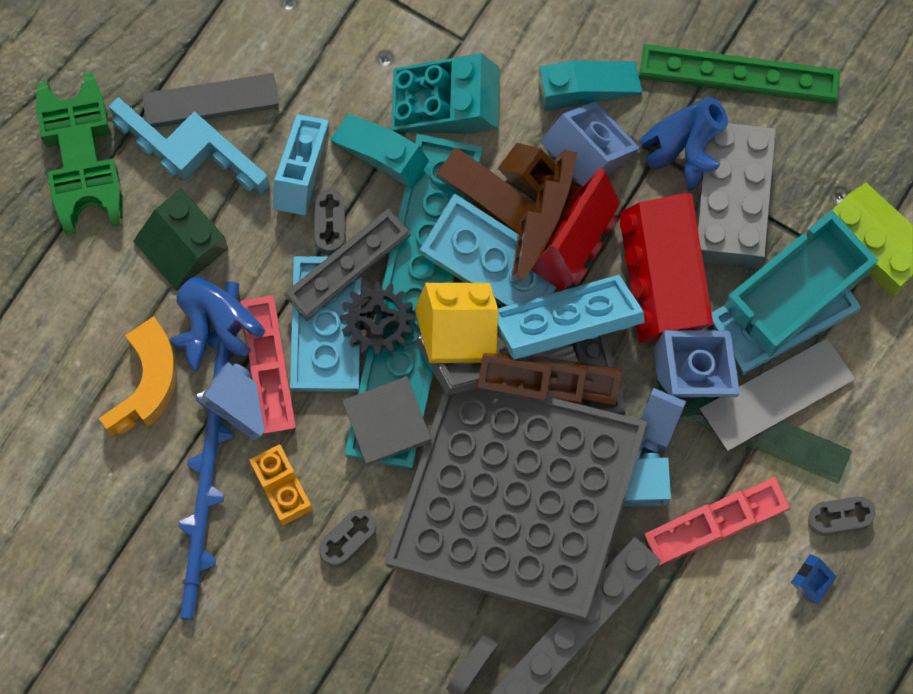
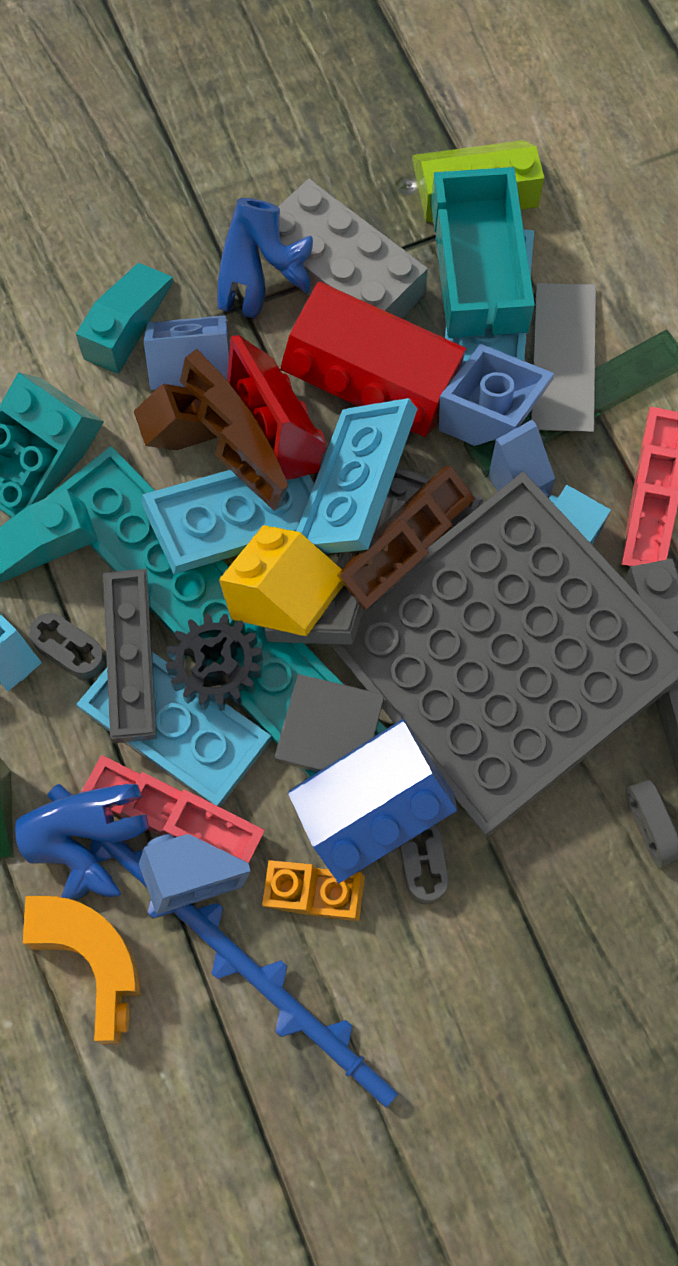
camera: 55 degrees left, 5 degrees down
(354, 478) = (372, 801): none -> slope
(484, 189) = (158, 467): reddish brown slope -> none
(739, 74) = (222, 188): green tile -> none

